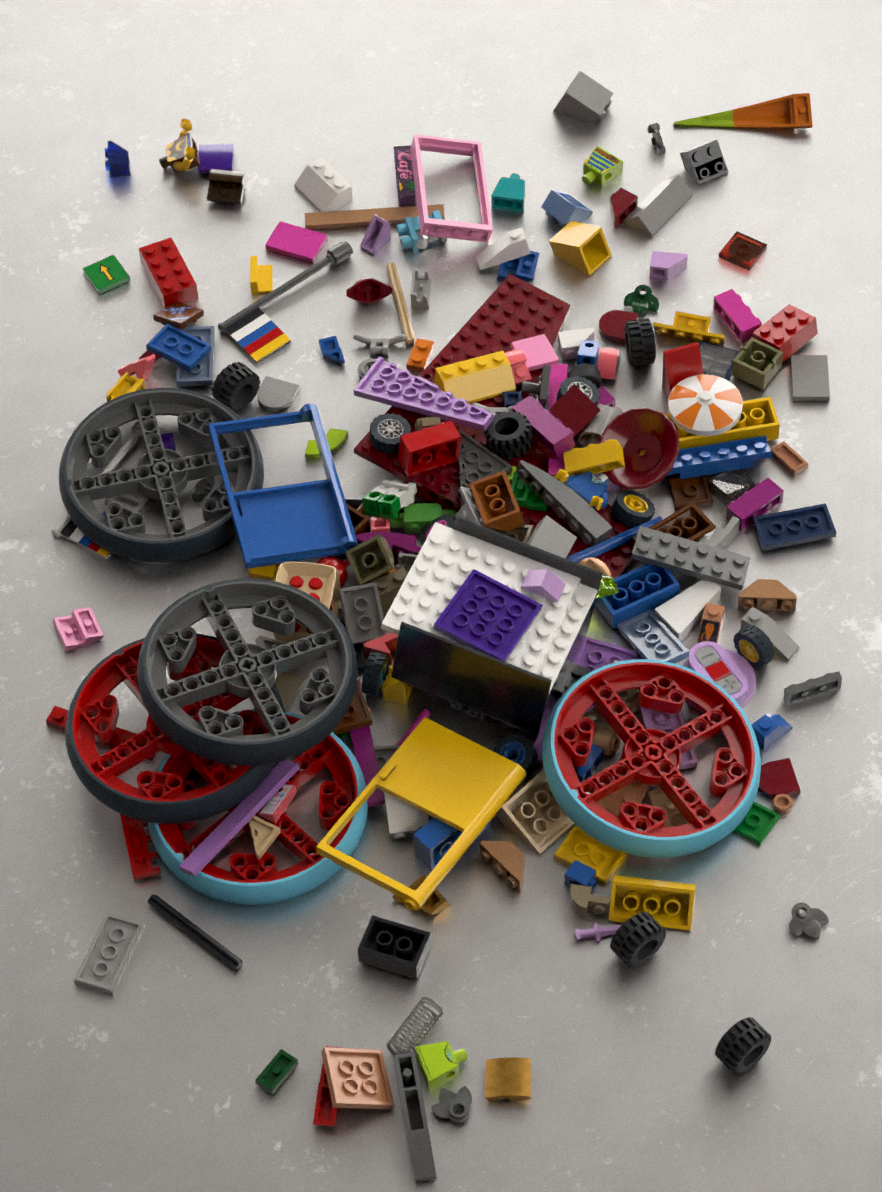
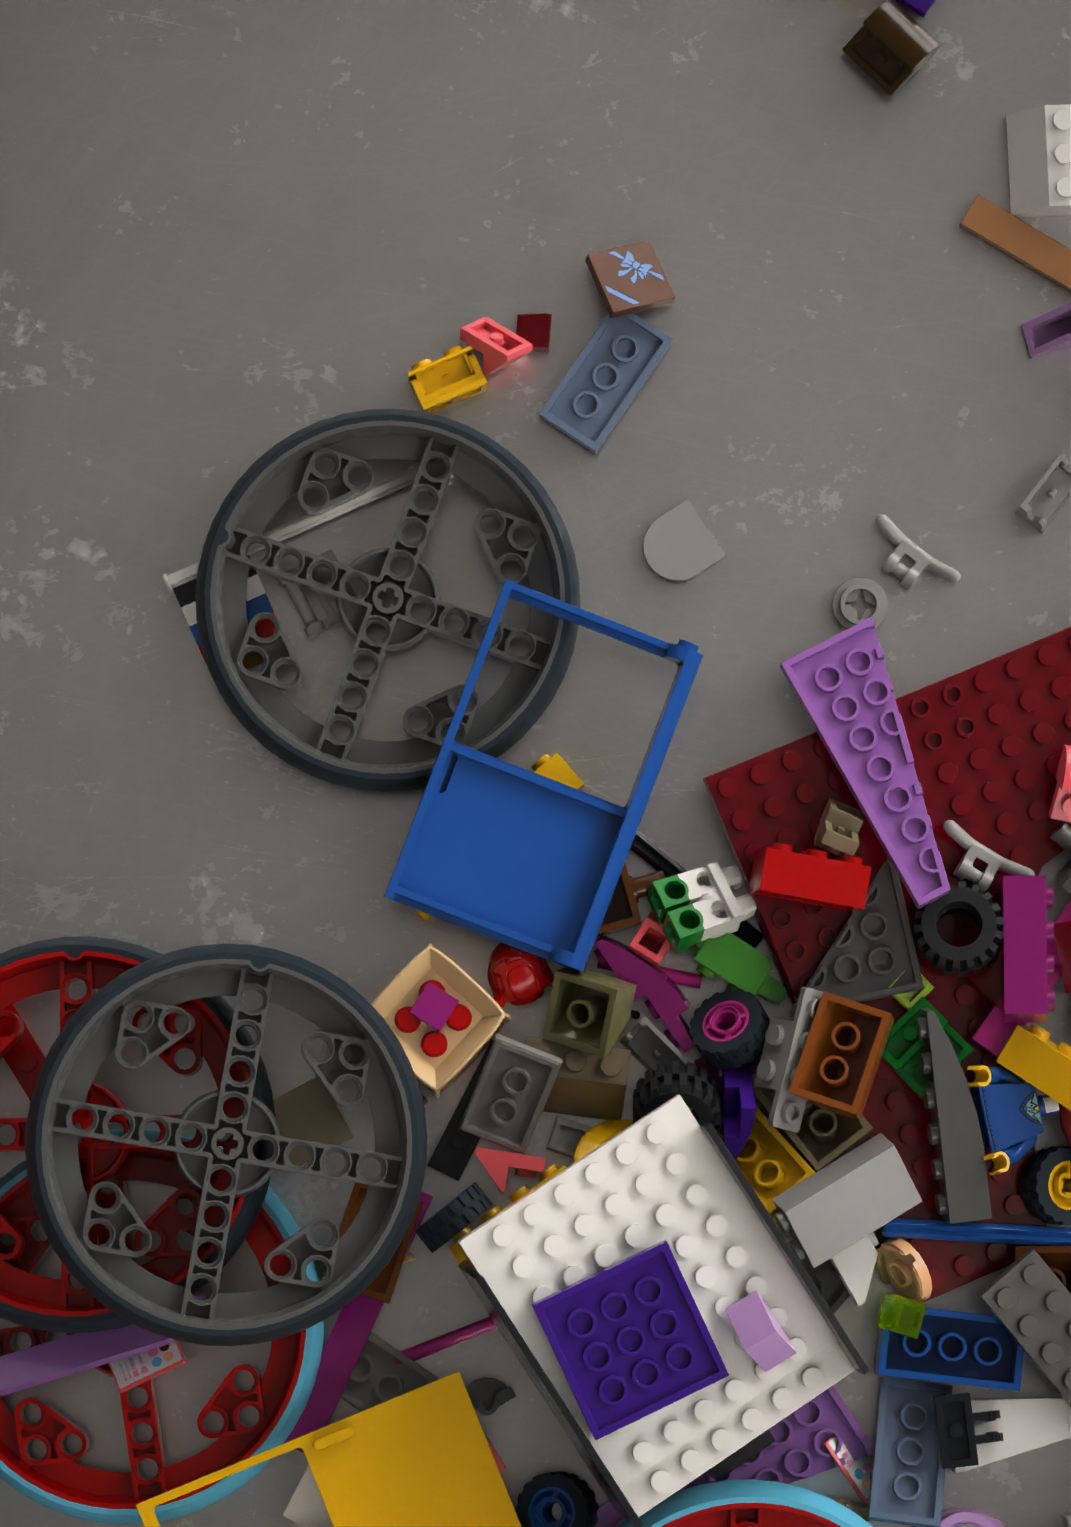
camera: 30 degrees right, 30 degrees up
(78, 629) = (85, 794): bright pink slope -> none
(106, 274) = (579, 98): green tile -> none
(168, 272) = (673, 173): red brick -> none
(168, 441) = (449, 521): dark purple tile -> none
(178, 347) = (585, 350): blue tile -> none
(203, 488) = (444, 656): dark grey piece -> none
(236, 386) = (615, 504): black tyre -> none
(255, 330) = (735, 382): flag -> none
(260, 277) = (818, 282): yellow panel -> none
(262, 834) = (89, 1402): tan tile -> none
(296, 242) = (925, 244): dark pink tile -> none
(302, 582) = (434, 1007): none -> magenta tile
(331, 350) = (827, 515): blue slope -> none
(335, 439) = (702, 704): lime tile -> none
(368, 290) = (966, 438): dark red hat -> none
(386, 432) = (774, 796): black wheel -> none
(400, 303) = (1001, 495): tan axle -> none
(420, 355) = (958, 626): orange plate -> none
(477, 377) = (989, 774): yellow slope -> none
(511, 398) = (1023, 846): dark blue tile -> none
(665, 613) = (956, 1430): none -> black hinge
(711, 623) = (1018, 1484): slope -> none

